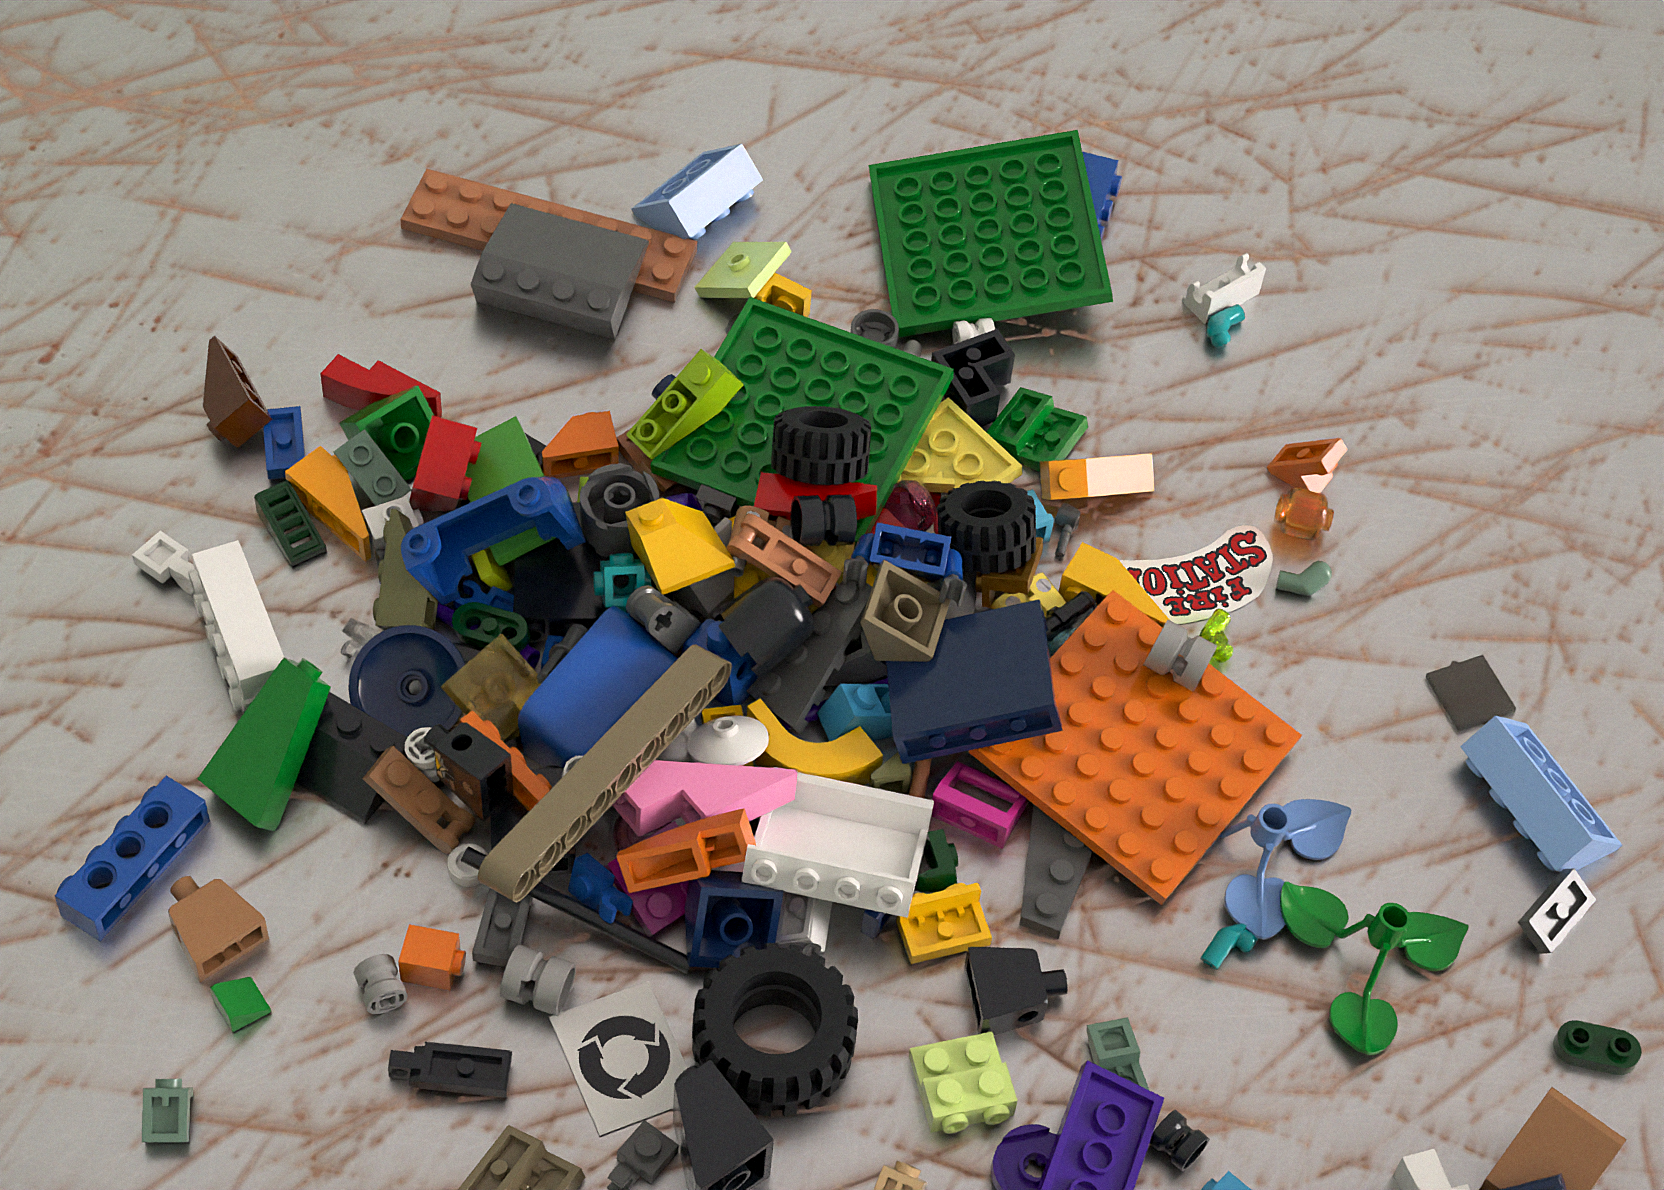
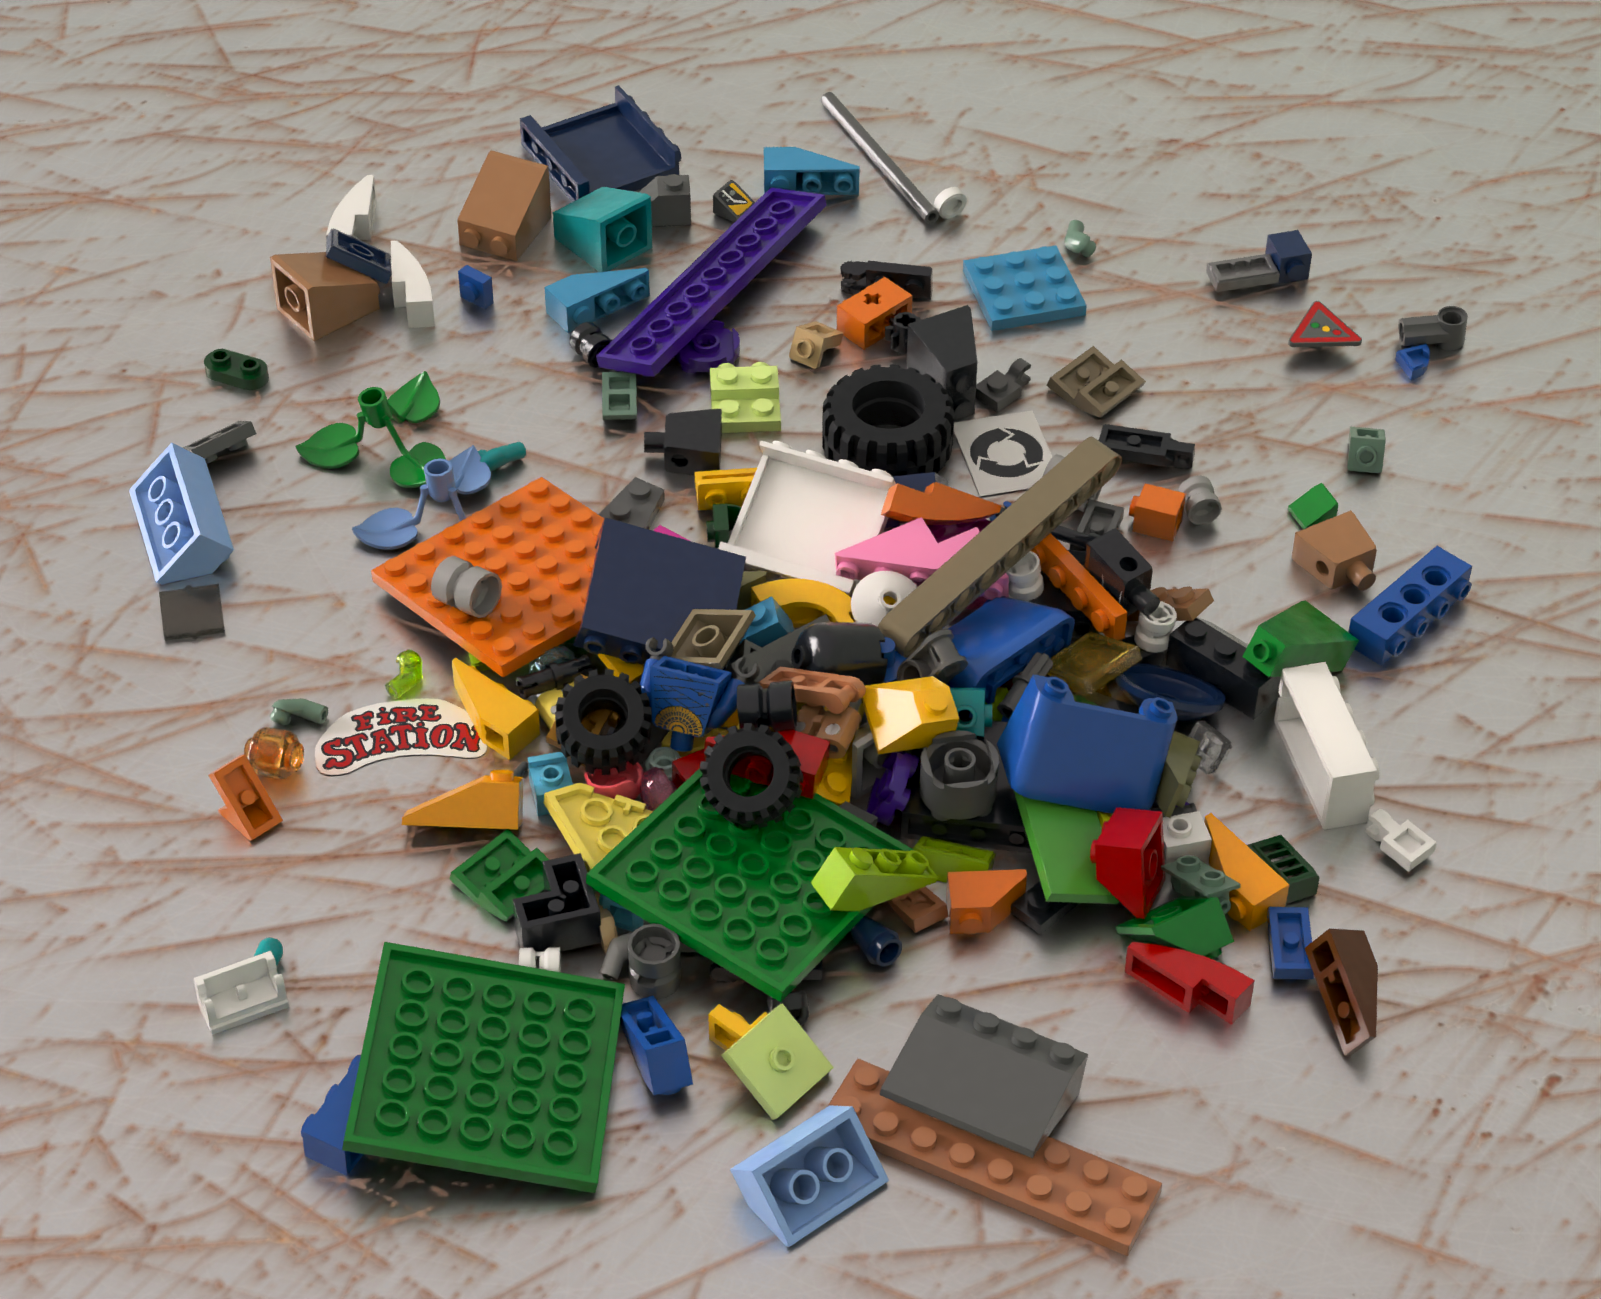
camera: 165 degrees left, 10 degrees down
(850, 272) = (656, 1046): none -> blue slope

